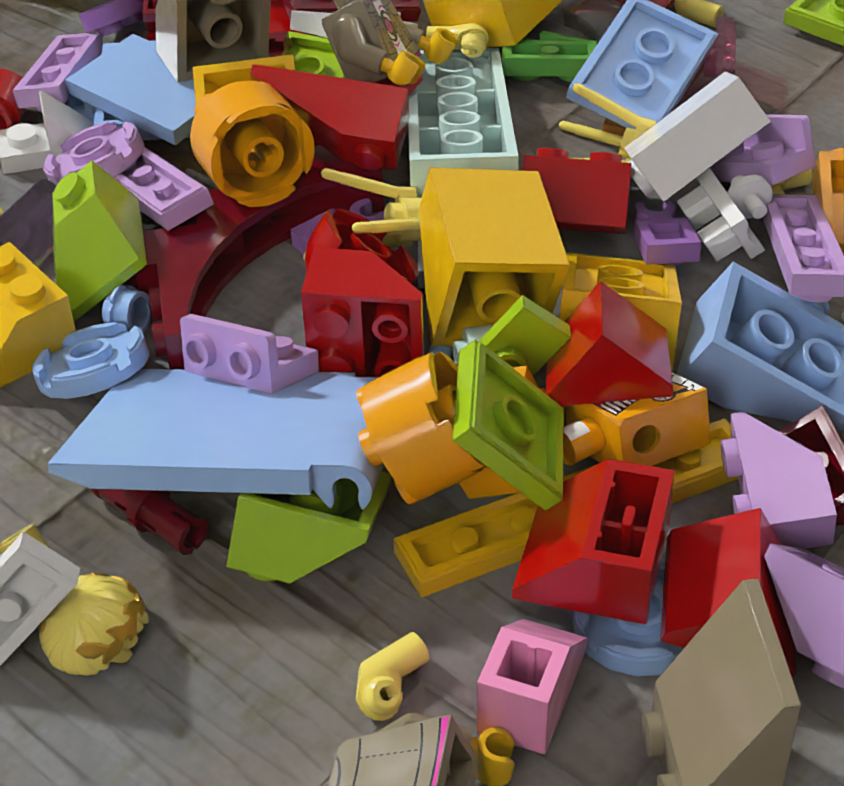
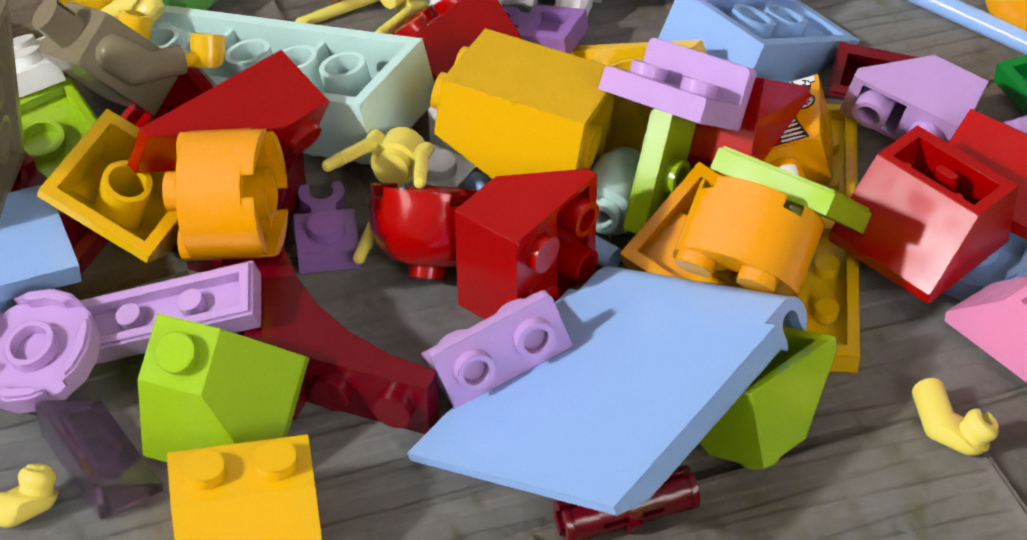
camera: 60 degrees left, 0 degrees up
(91, 361) = (381, 473): light blue tile -> none
(127, 307) = (319, 420): light blue plate -> none
(549, 301) = (684, 84): none -> lavender bracket

